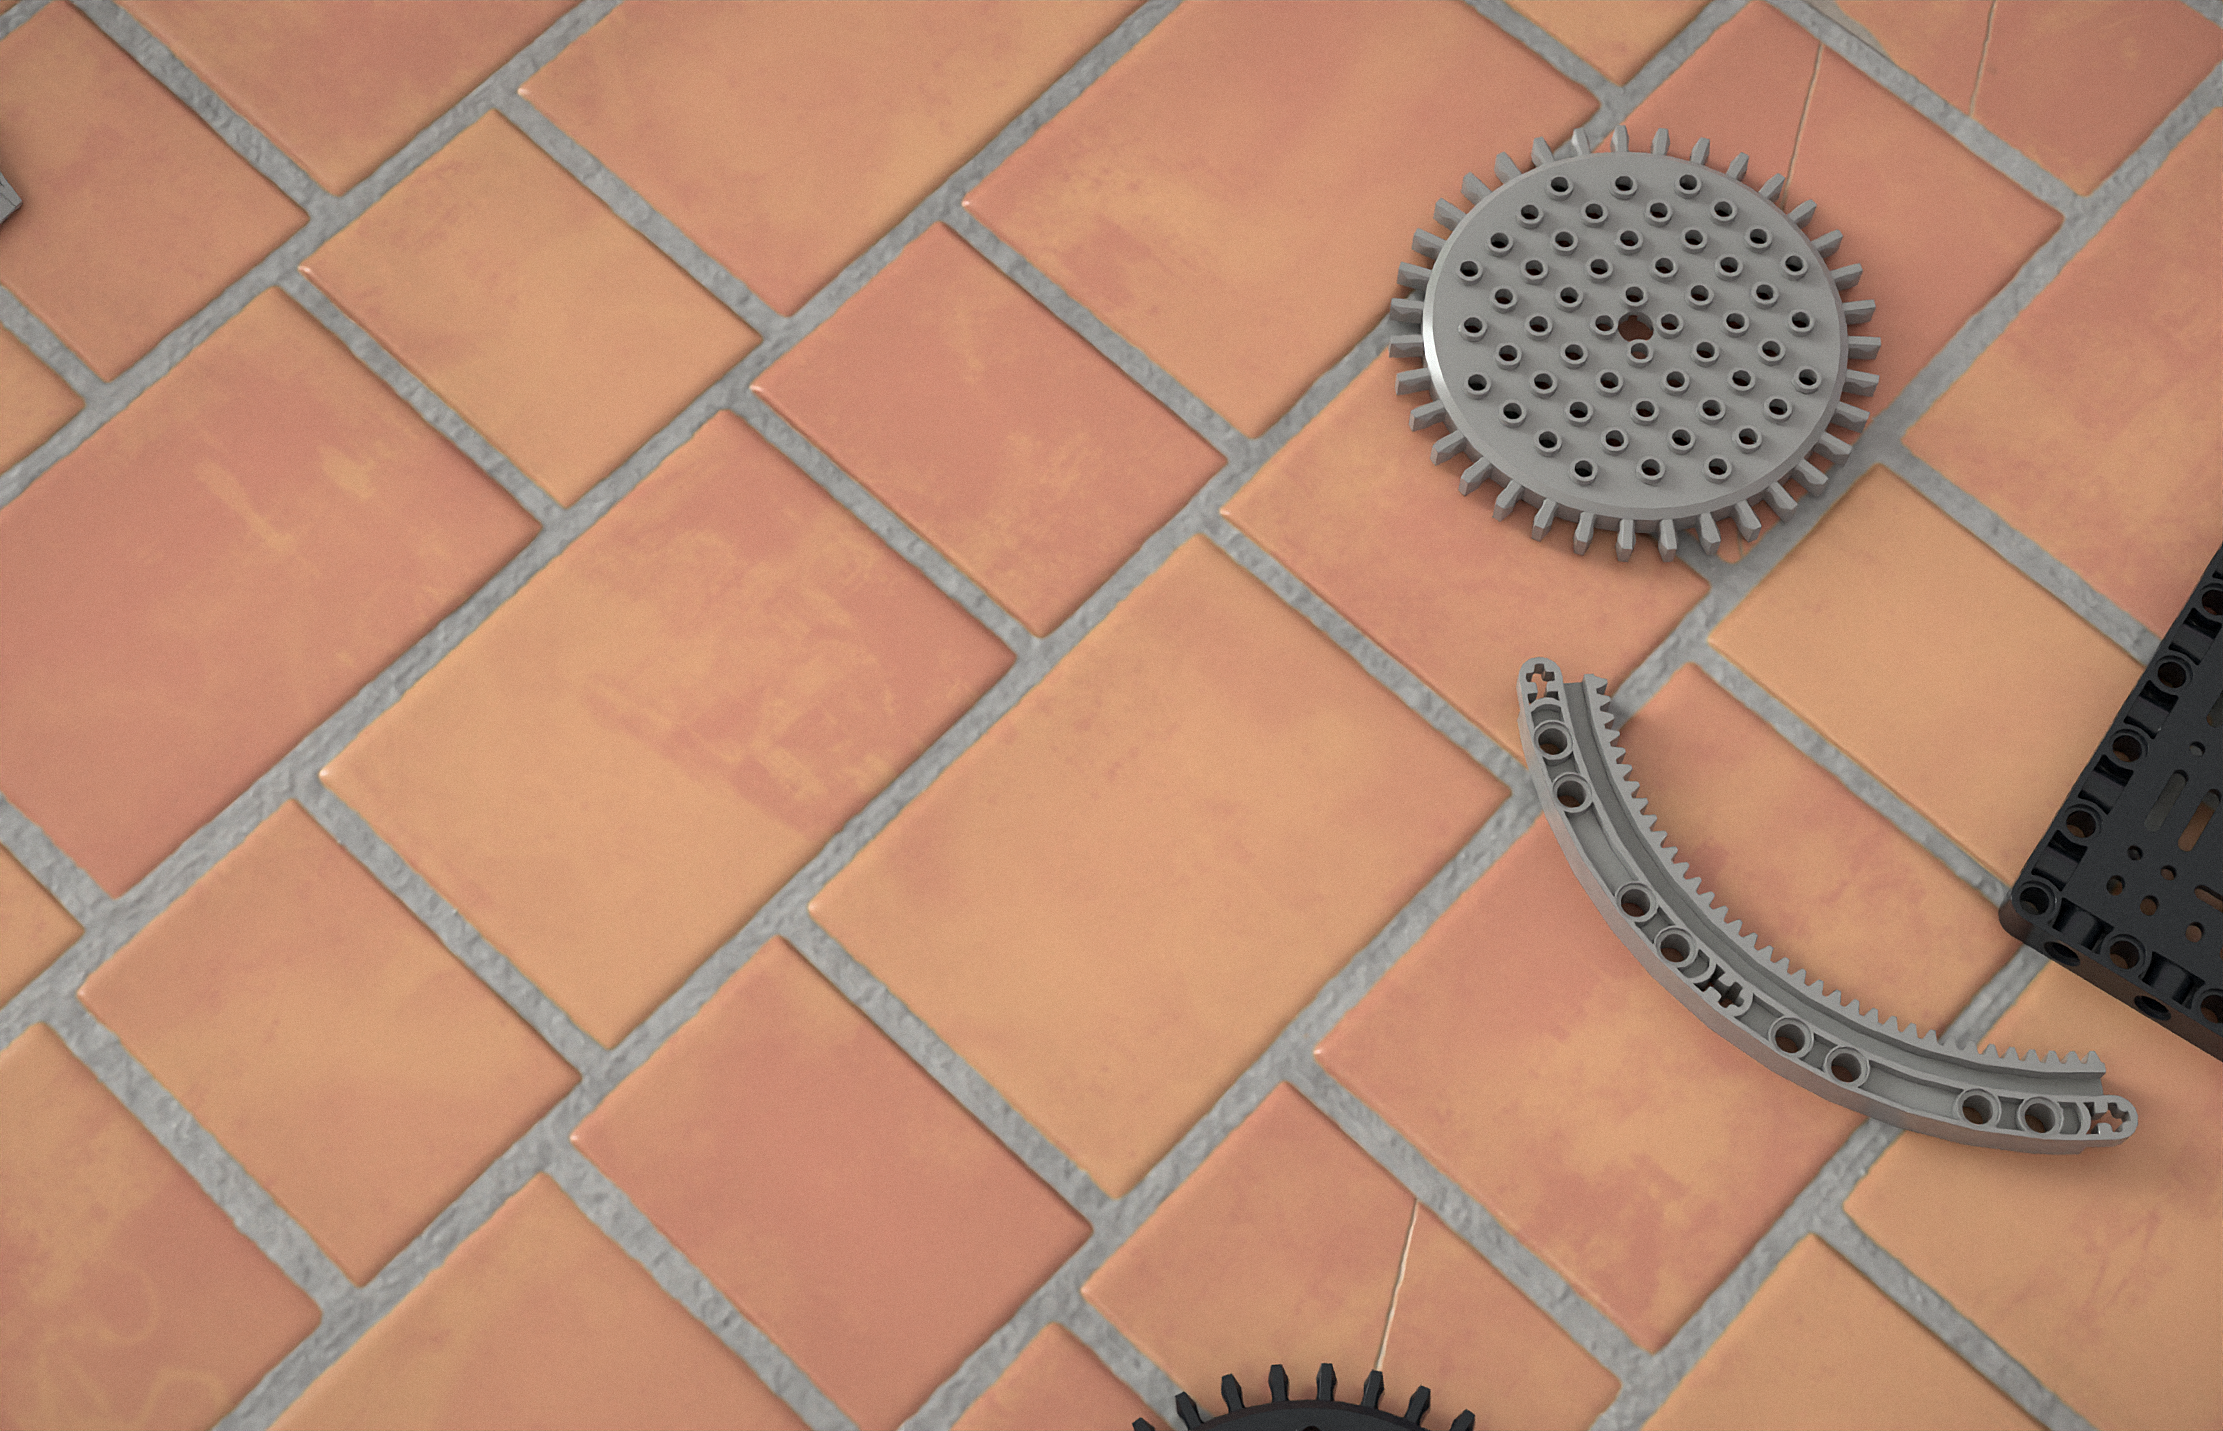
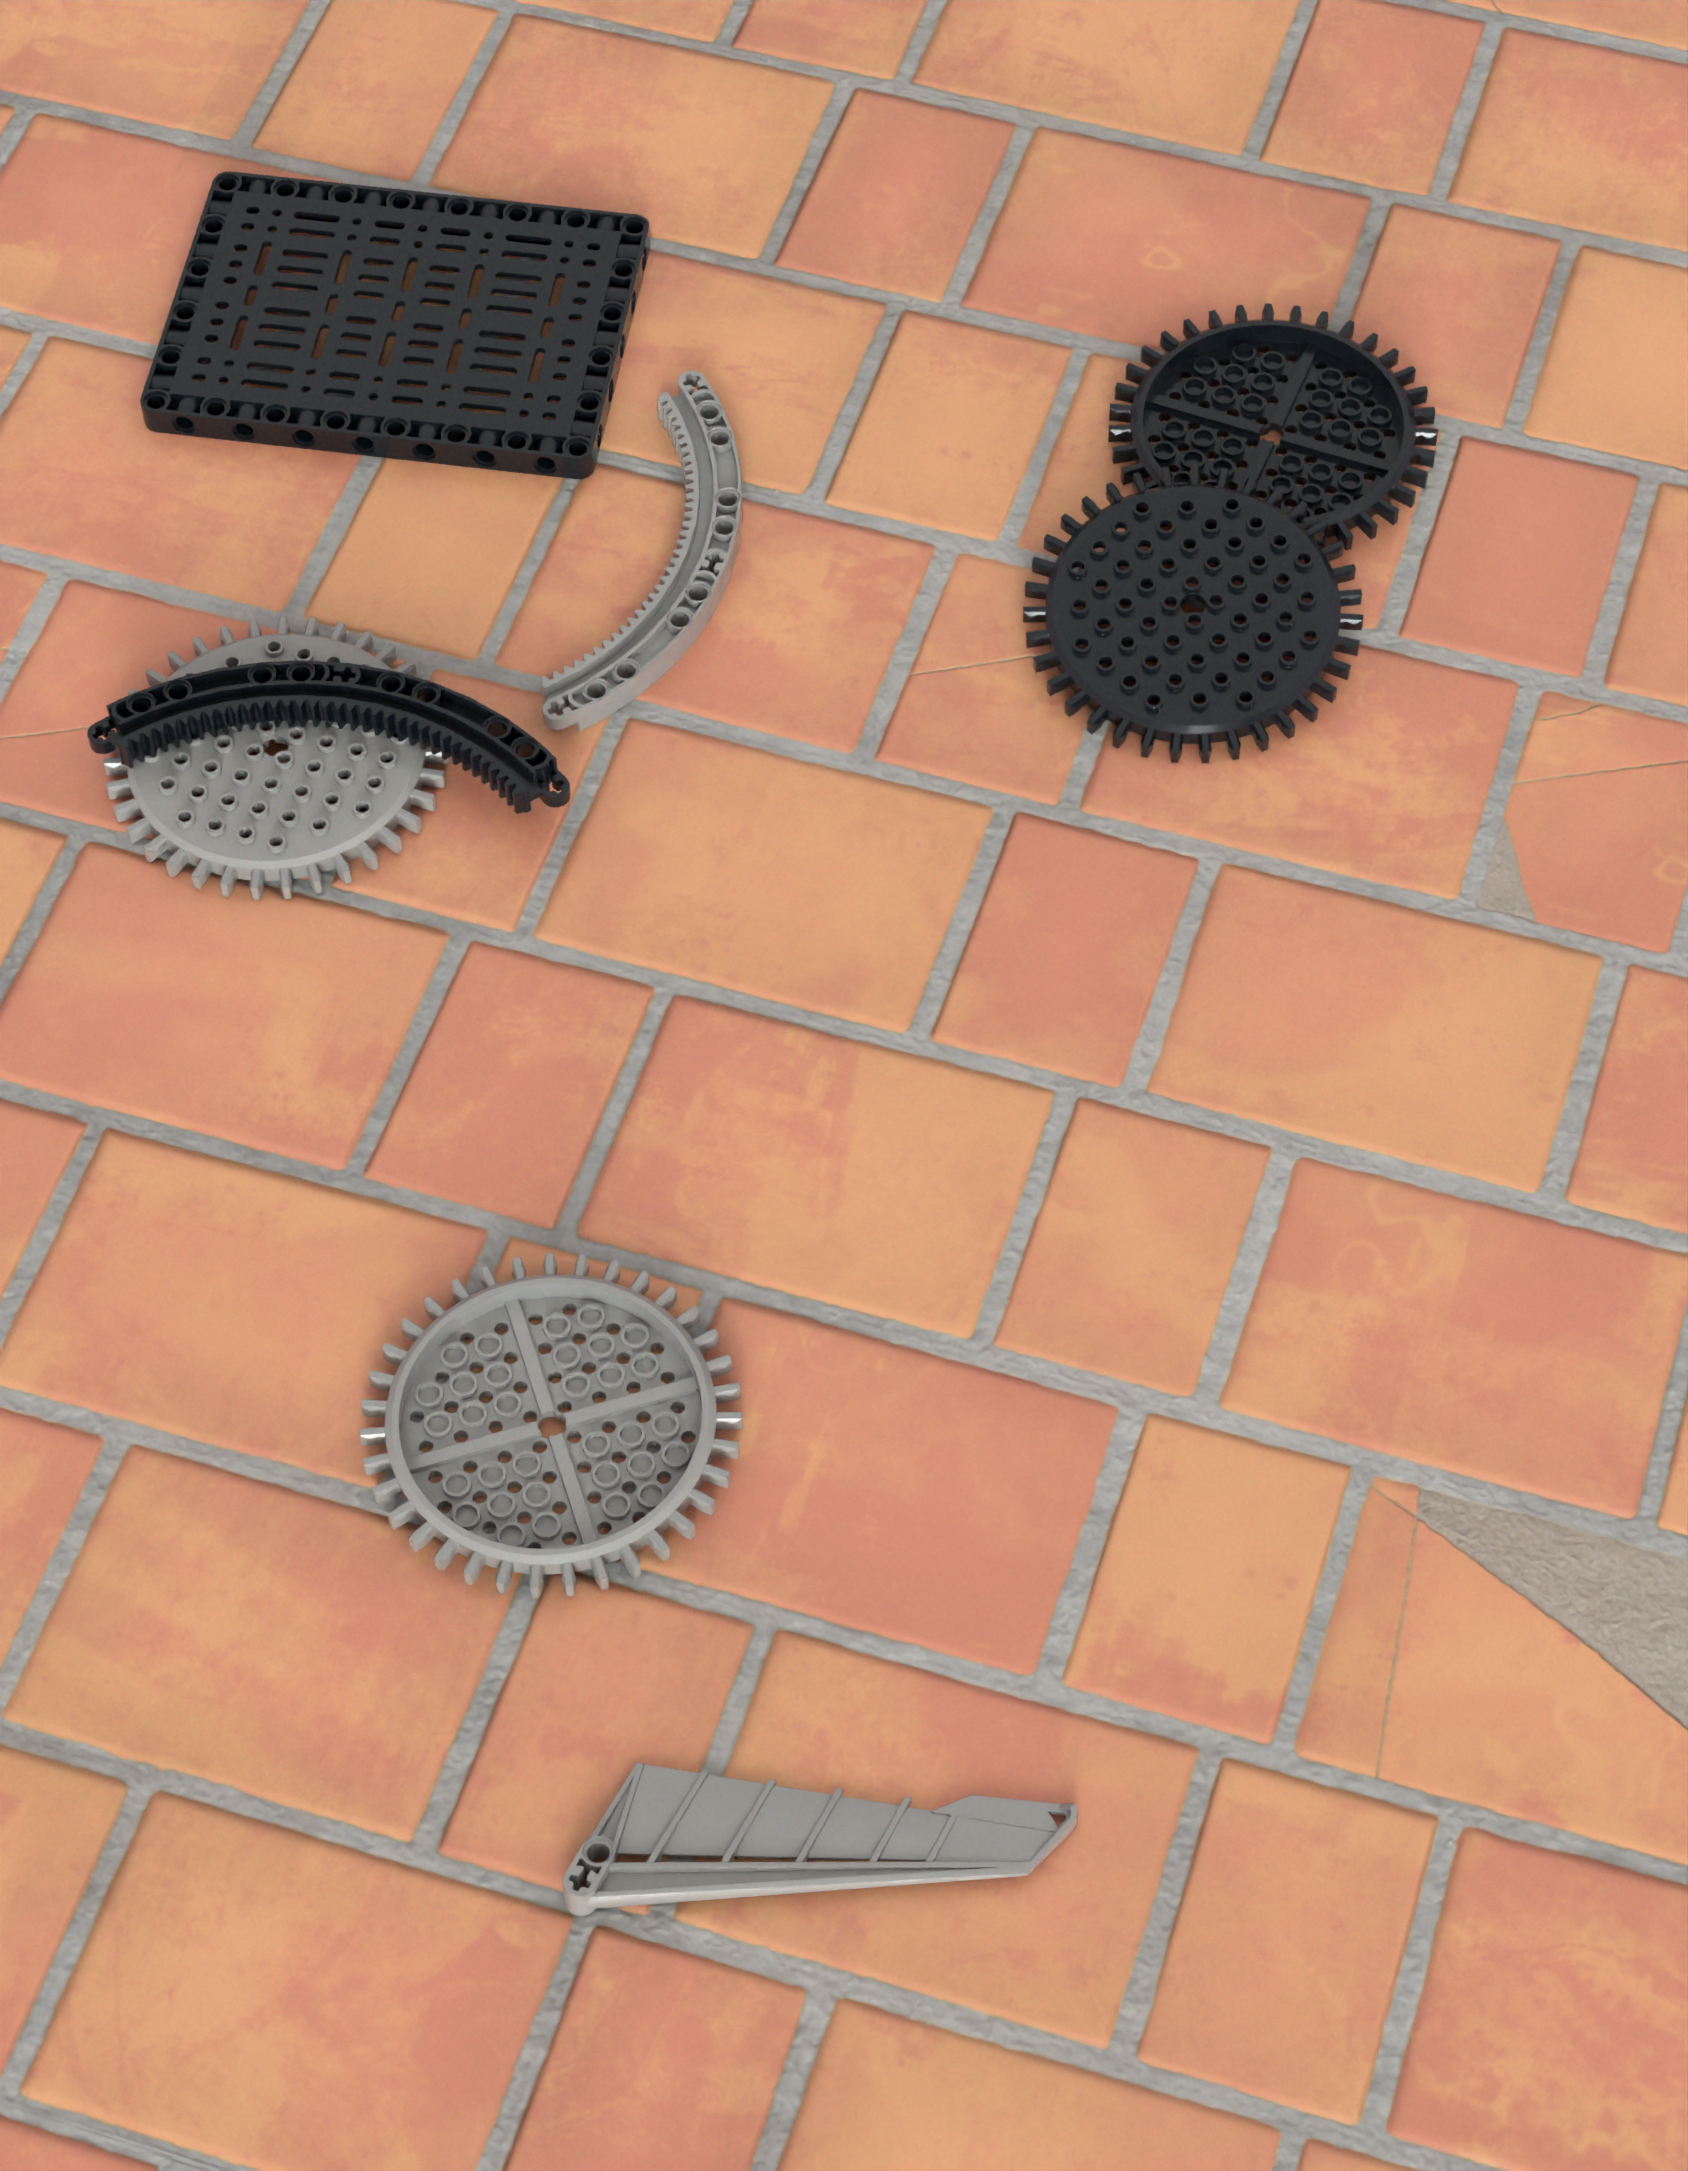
camera: 115 degrees left, 10 degrees down
(406, 138) = (512, 1306): none -> light grey gear
(1558, 512) = (340, 694): none -> black gear

